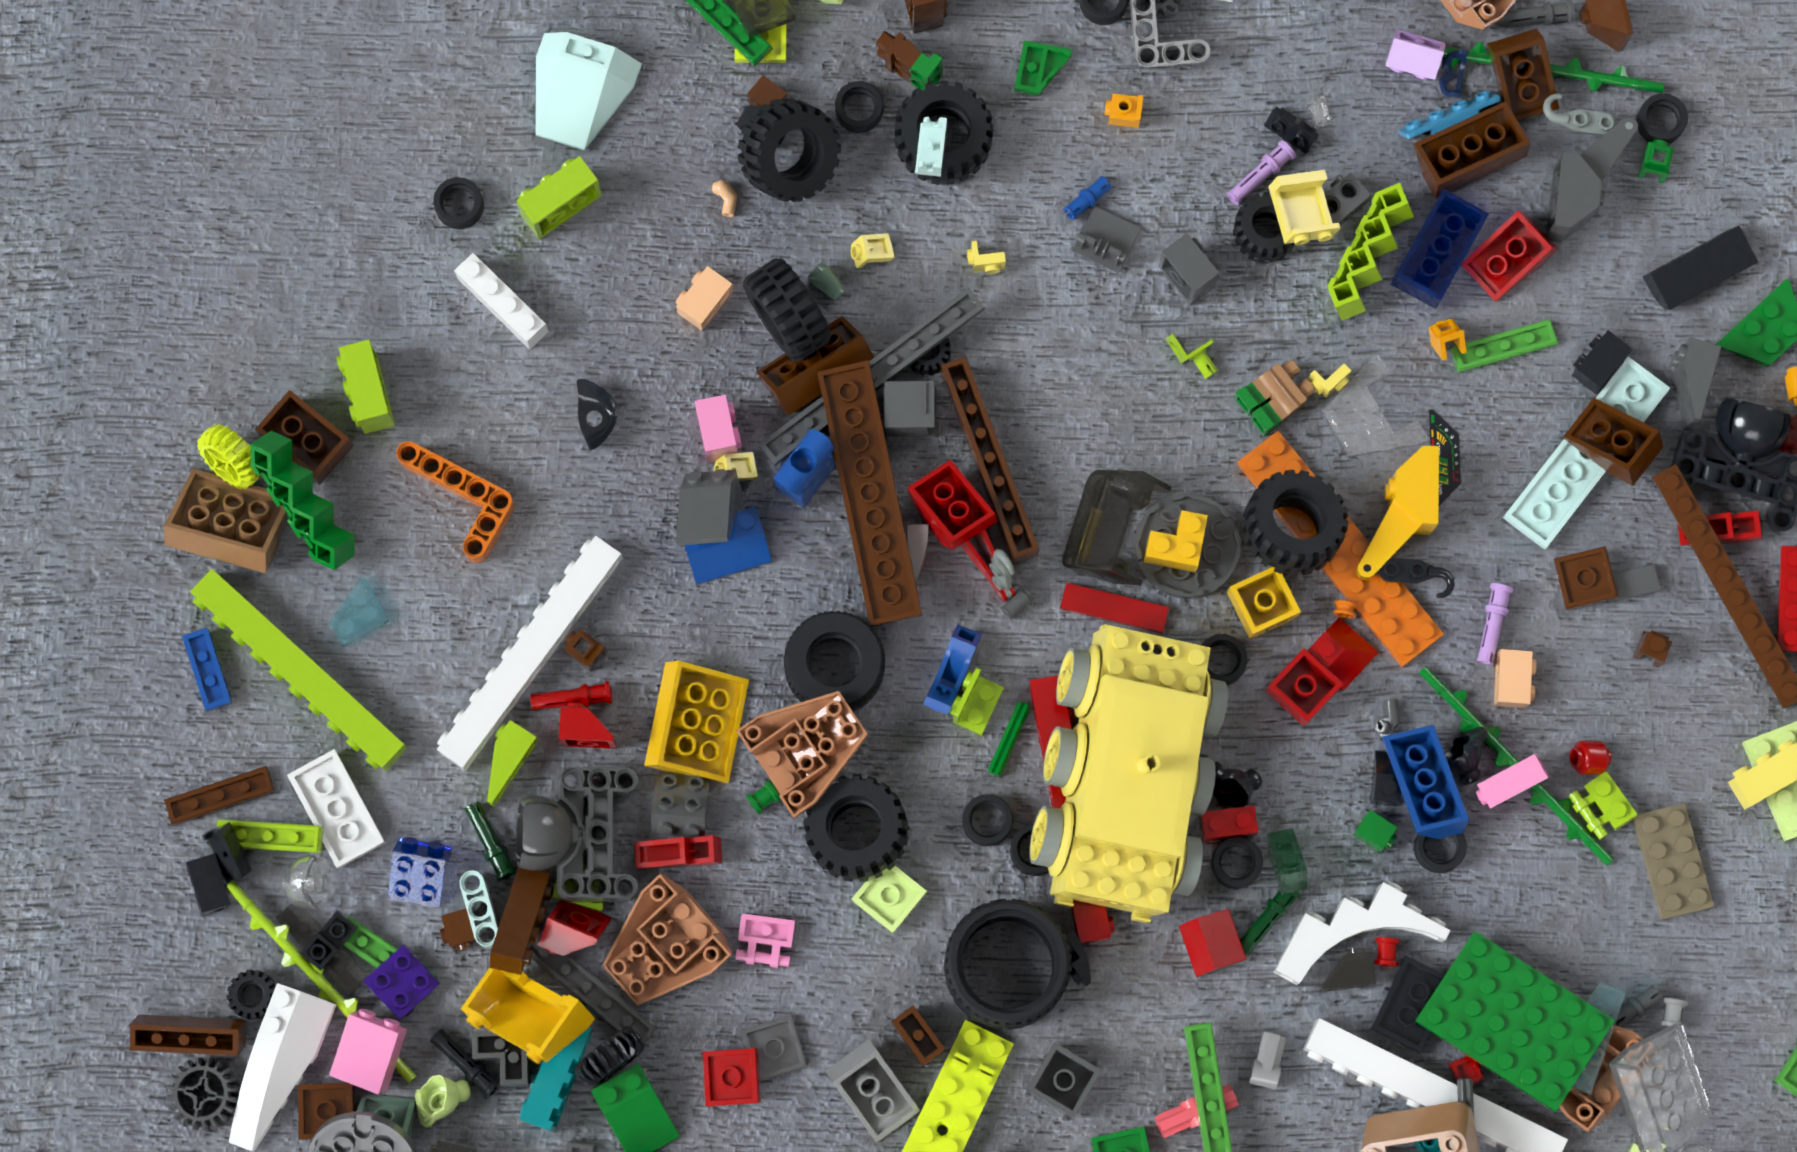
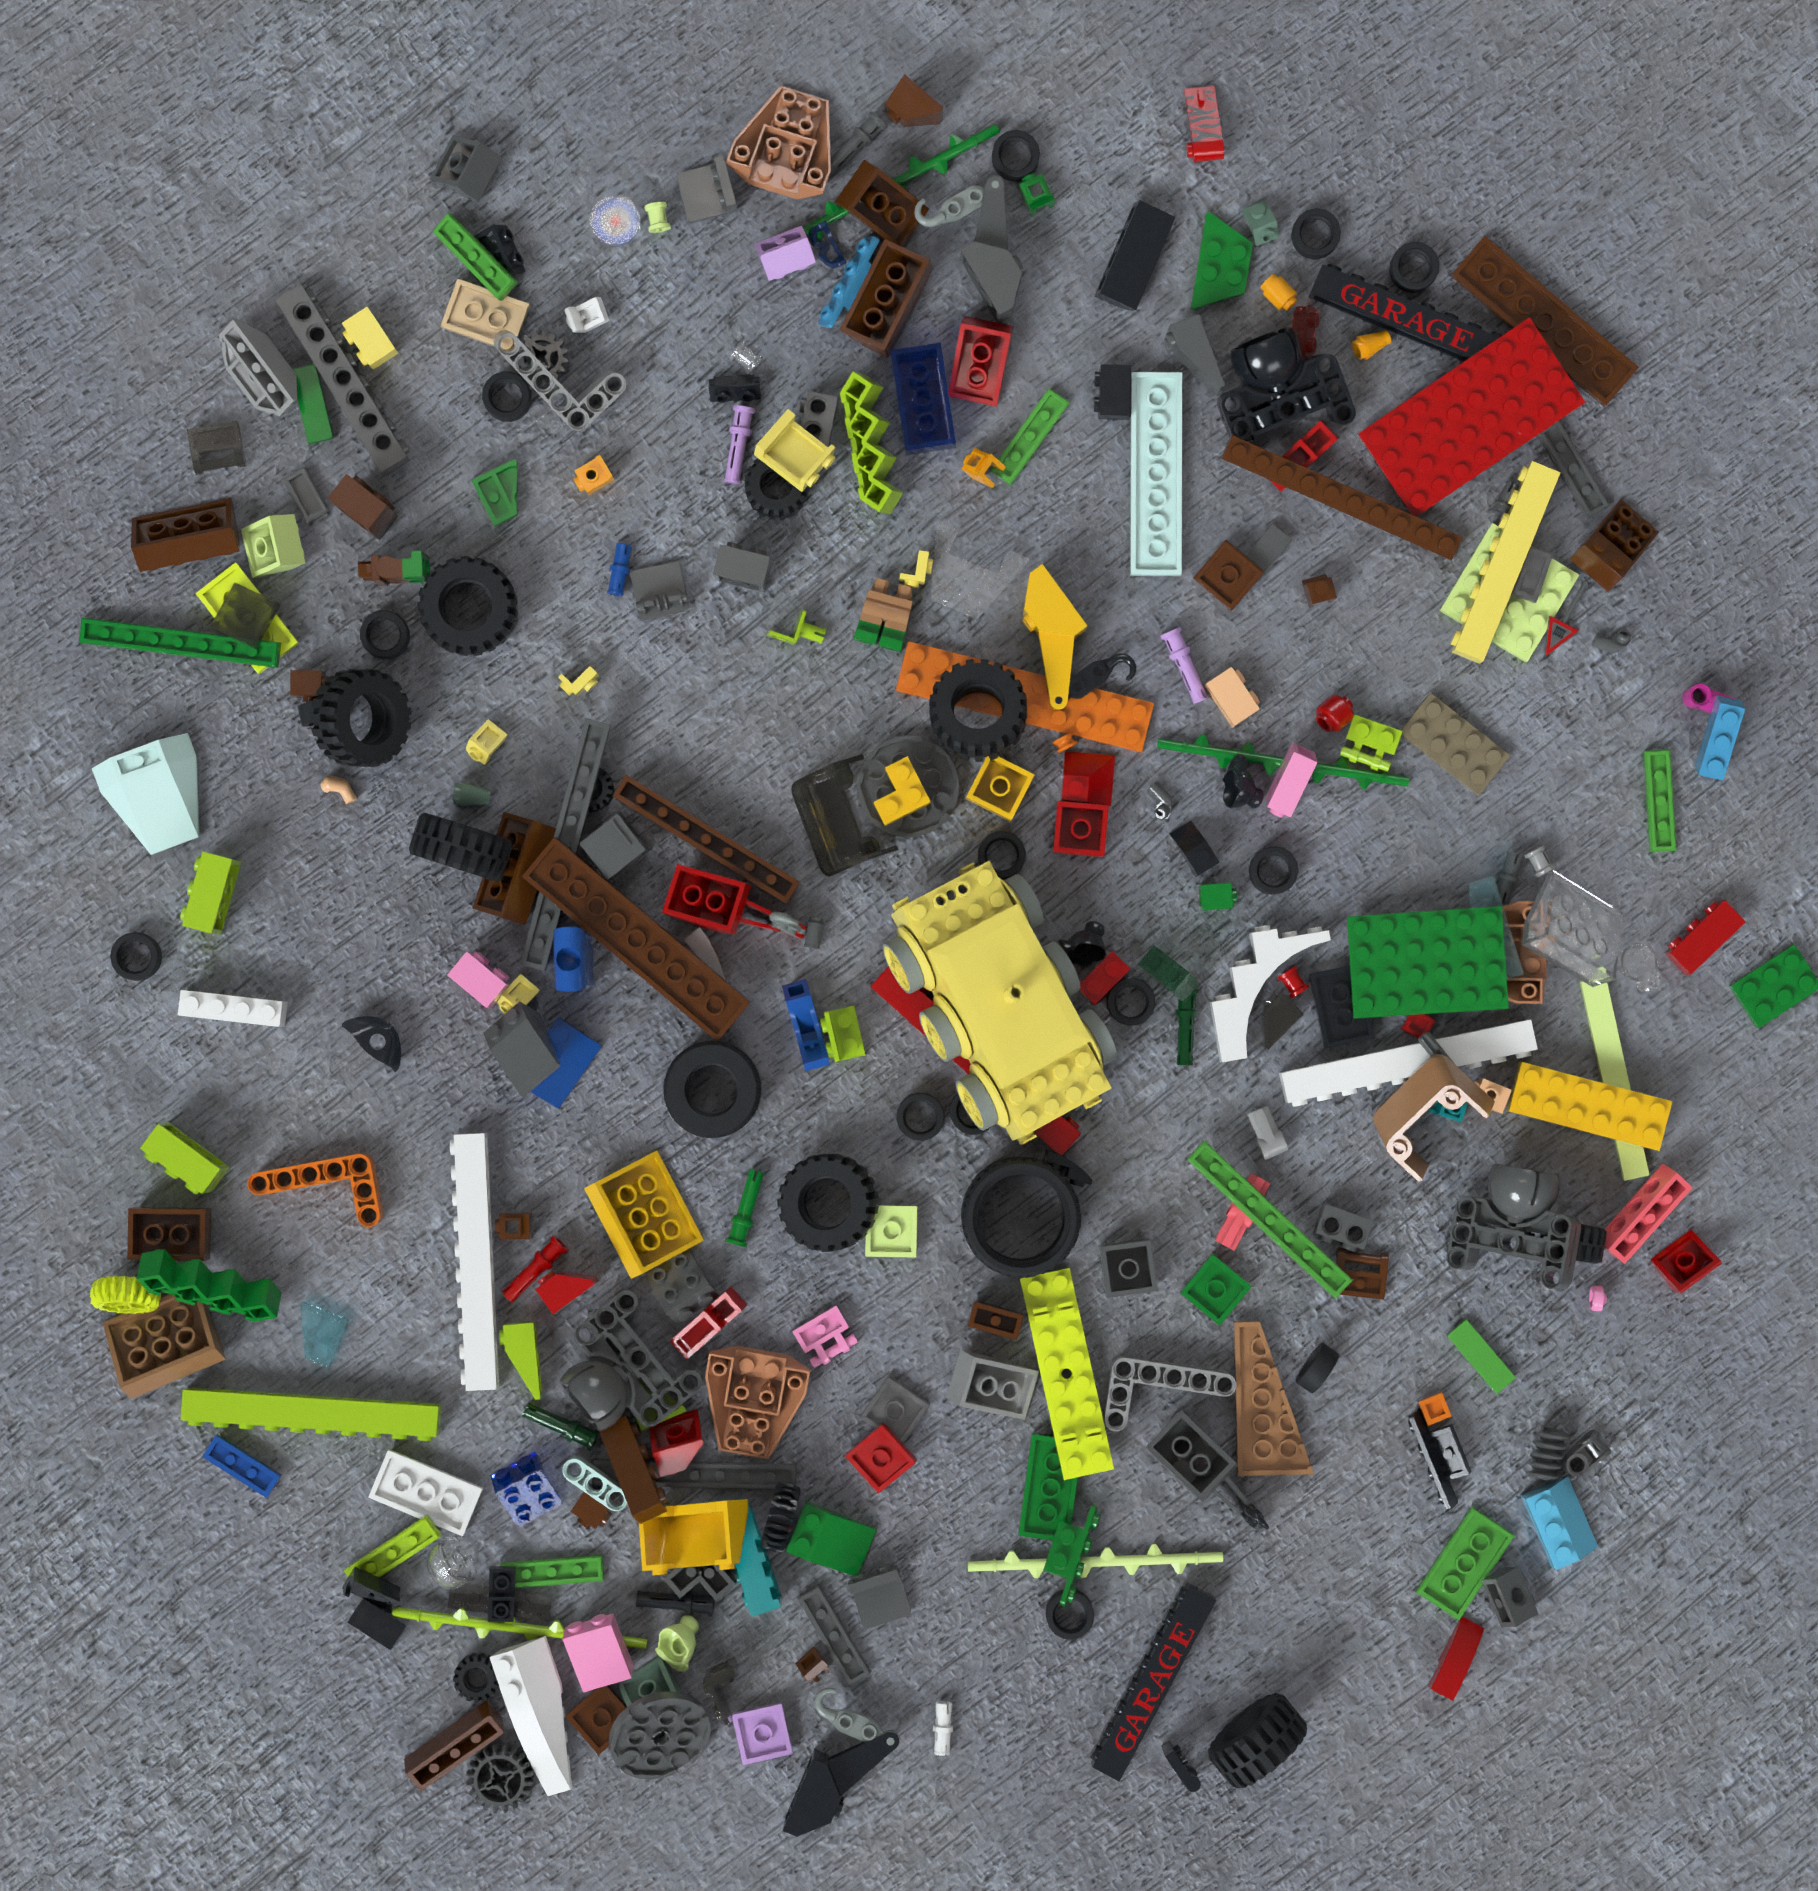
camera: 40 degrees left, 10 degrees up
(219, 795) = (330, 1551): reddish brown tile -> none
(401, 982) = (580, 1581): dark purple hinge -> none
(704, 297) = (387, 882): light nougat brick -> none
(804, 747) = (742, 1174): nougat wedge -> none
(931, 147) = (469, 630): light aqua hinge -> none
(1009, 739) = (888, 1041): green axle -> none
(1114, 608) = (889, 878): red tile -> none
(1212, 942) = (1159, 1077): red slope -> none
(1426, 782) = (1227, 833): blue slope -> none
(1449, 455) = (1044, 551): black sticker -> none
(1615, 441) = (1171, 450): reddish brown slope -> none

